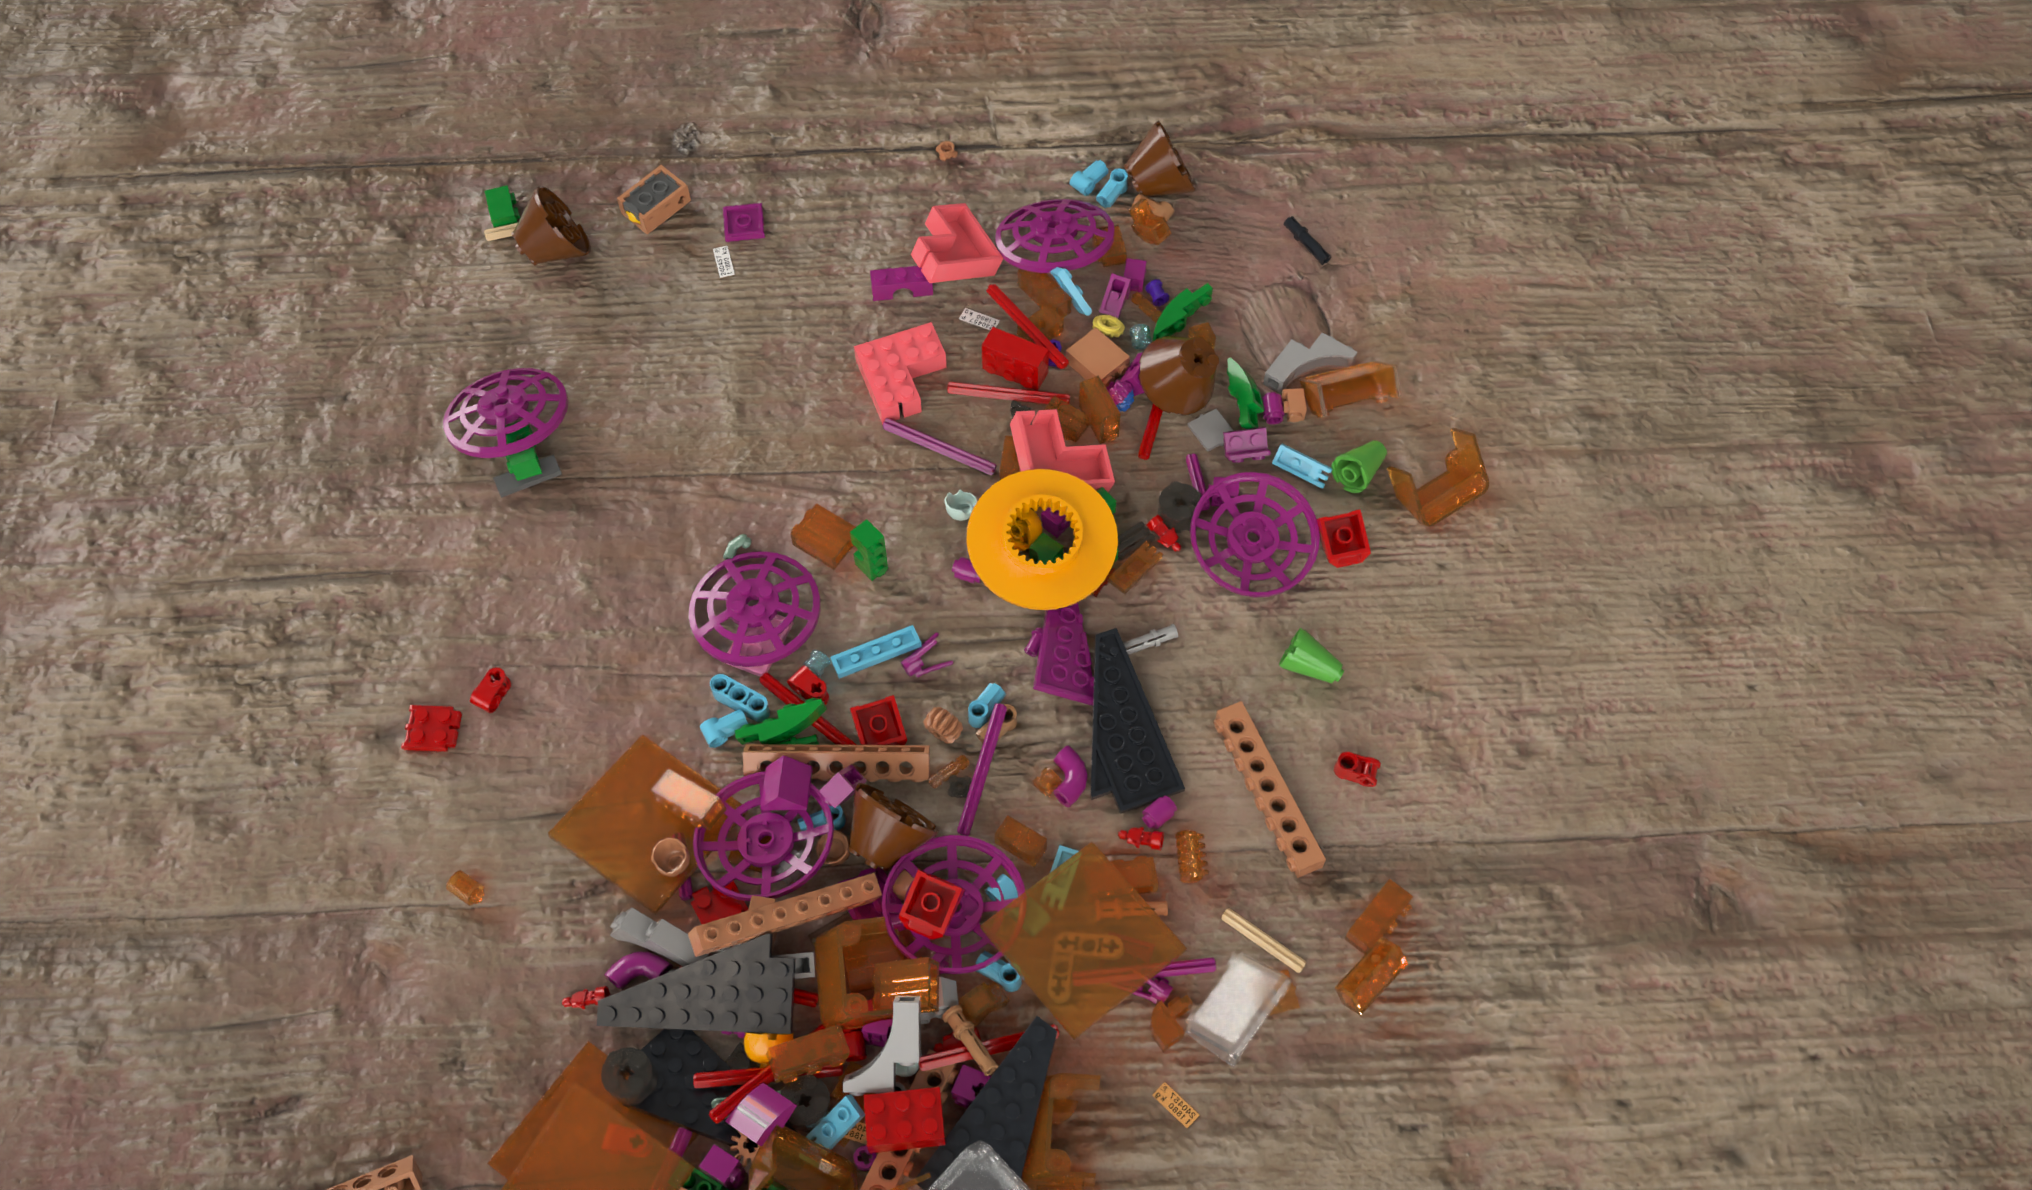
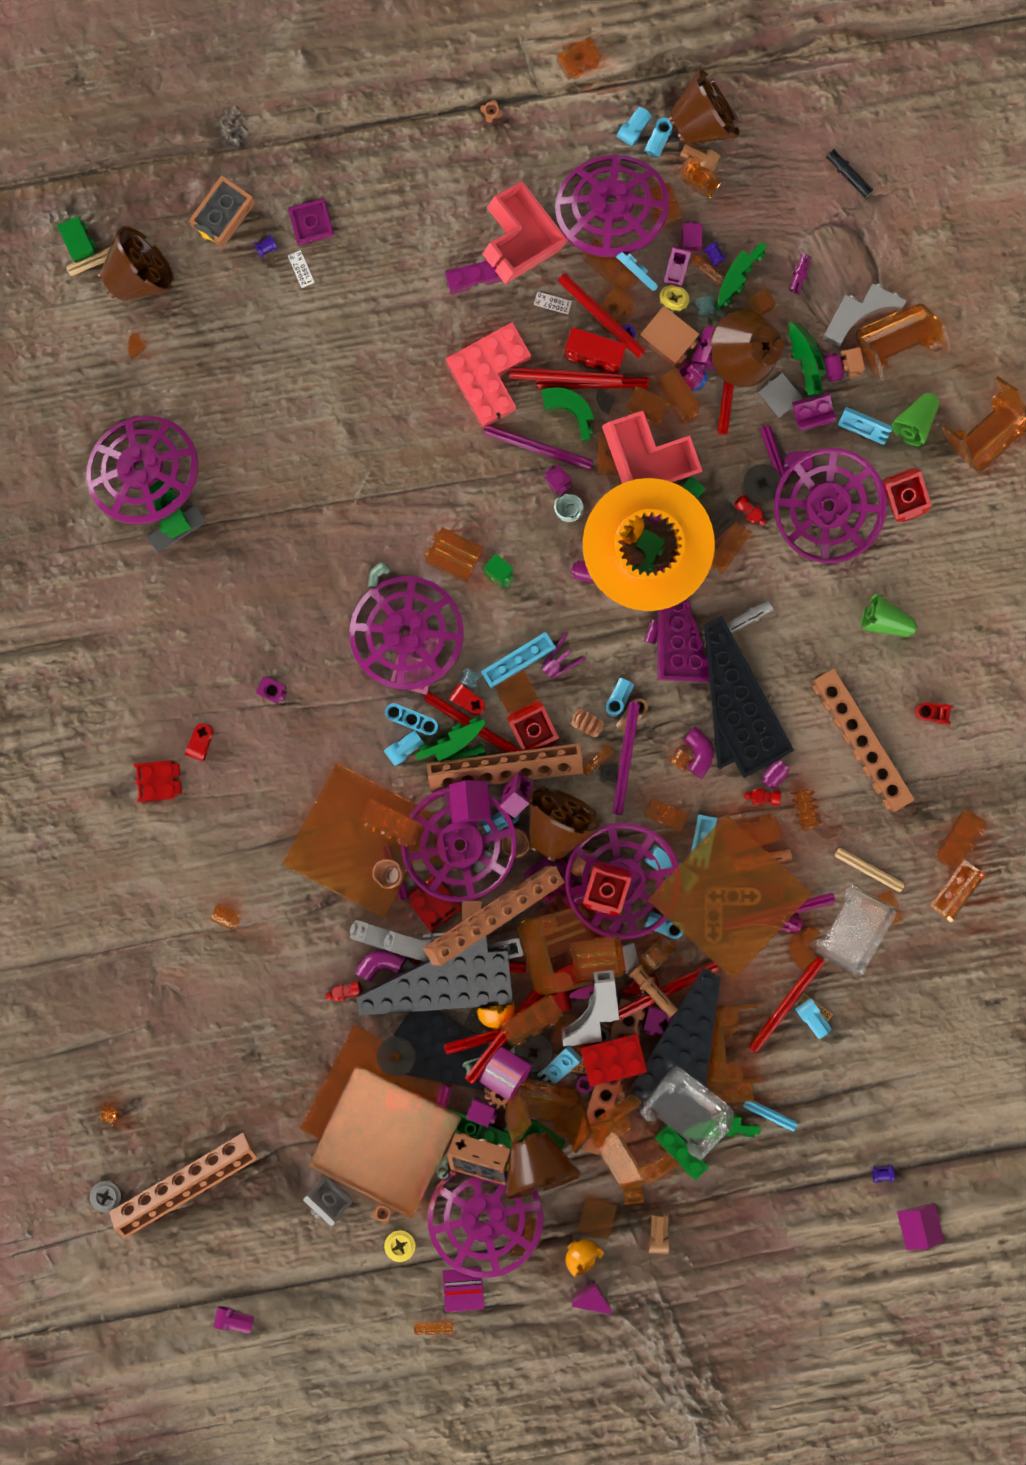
camera: 10 degrees left, 25 degrees up
(252, 1109) = (109, 1114): none -> clear orange wheel
(534, 307) = (135, 346): none -> clear orange tile
(582, 640) = (264, 686): none -> magenta brick
(691, 235) = (265, 246): none -> dark purple bush
(867, 686) = (516, 692): none -> clear orange piece
(954, 476) = (558, 480): none -> magenta brick
(980, 380) = (566, 376): none -> red axle
(981, 406) = (572, 402): none -> green arch
(1042, 117) = (584, 51): none -> clear orange brick
(1131, 1101) = (786, 1004): none -> red axle
(1170, 1108) = (811, 1015): none -> medium azure piece
(1245, 320) = (800, 273): none -> magenta pin

